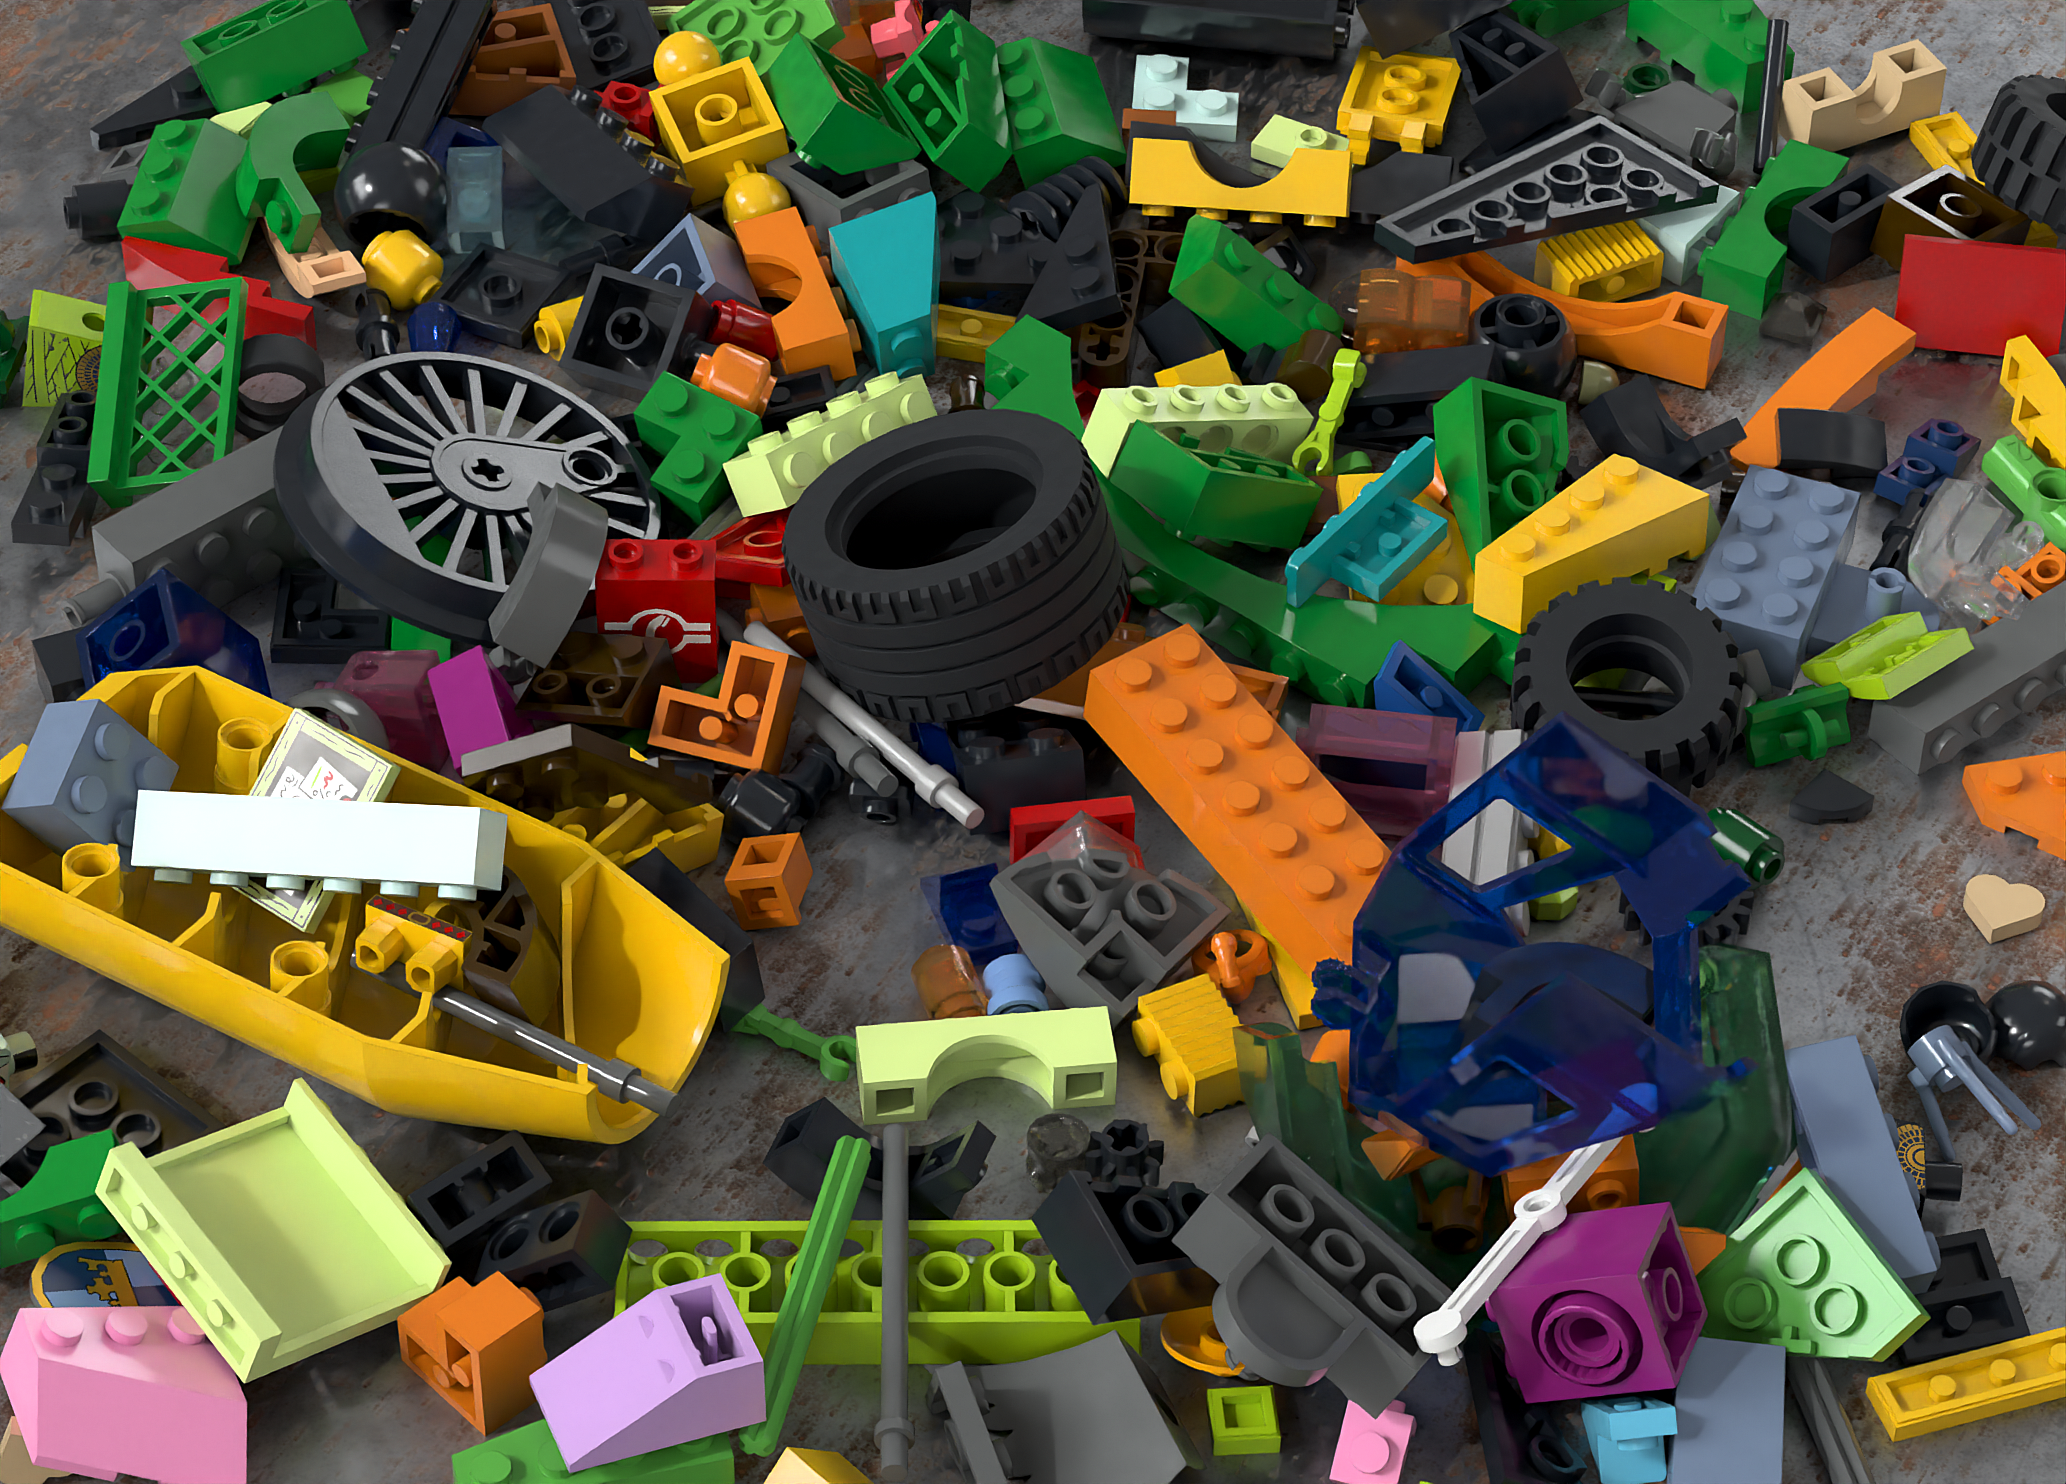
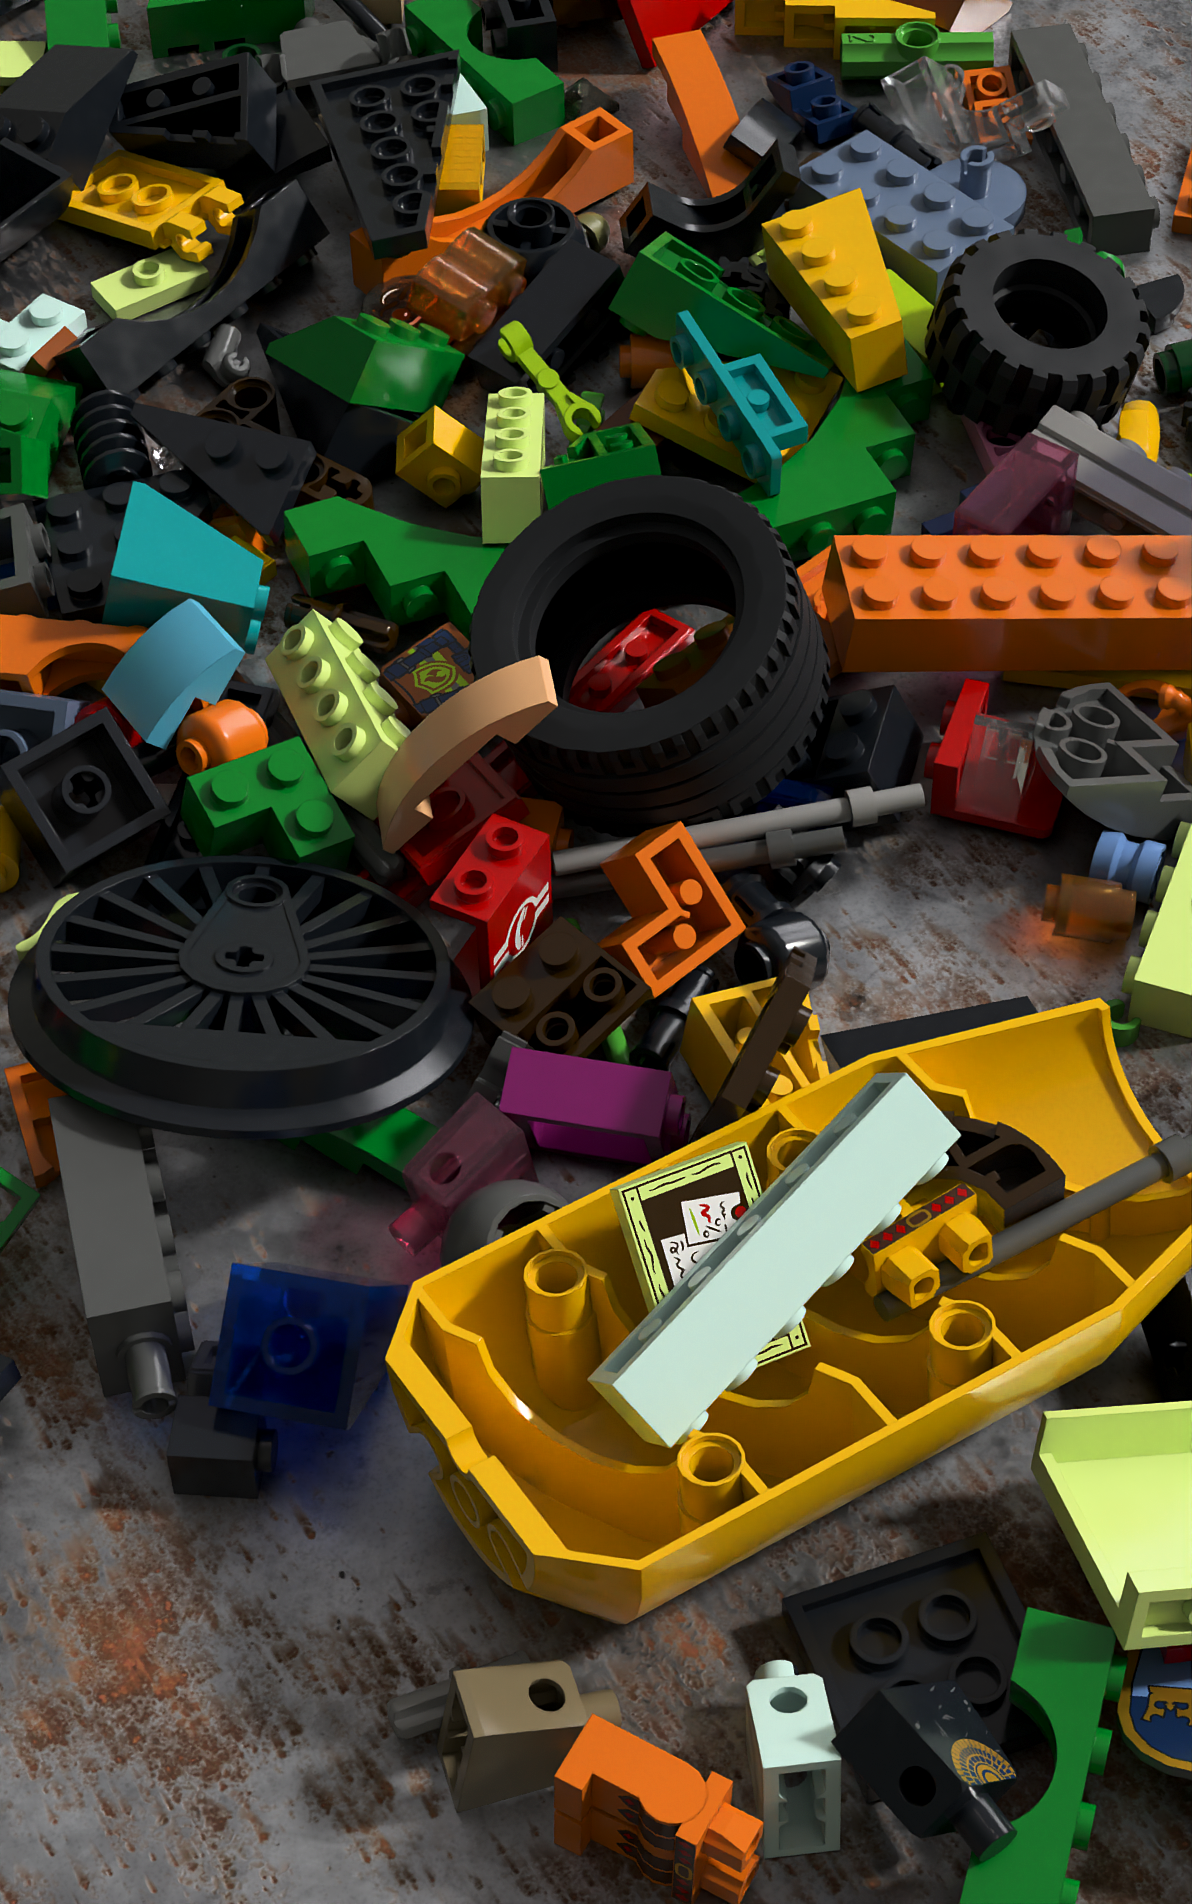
camera: 60 degrees left, 5 degrees up
(85, 778) = (552, 1434): sand blue brick -> none
(314, 630) = (267, 1221): black tile -> none
(553, 574) = (455, 940): dark grey arch -> none
(764, 487) = (501, 704): none -> light nougat slope
(769, 881) = (878, 978): orange brick -> none
(771, 314) = (170, 666): none -> medium azure slope
(970, 912) = (970, 863): clear blue slope -> none
(1301, 366) = (462, 389): dark brown leg -> none
(1310, 184) = (242, 281): yellow arch -> none
(1414, 687) = (923, 476): blue slope -> none
(1887, 656) = (1059, 193): lime slope -> none

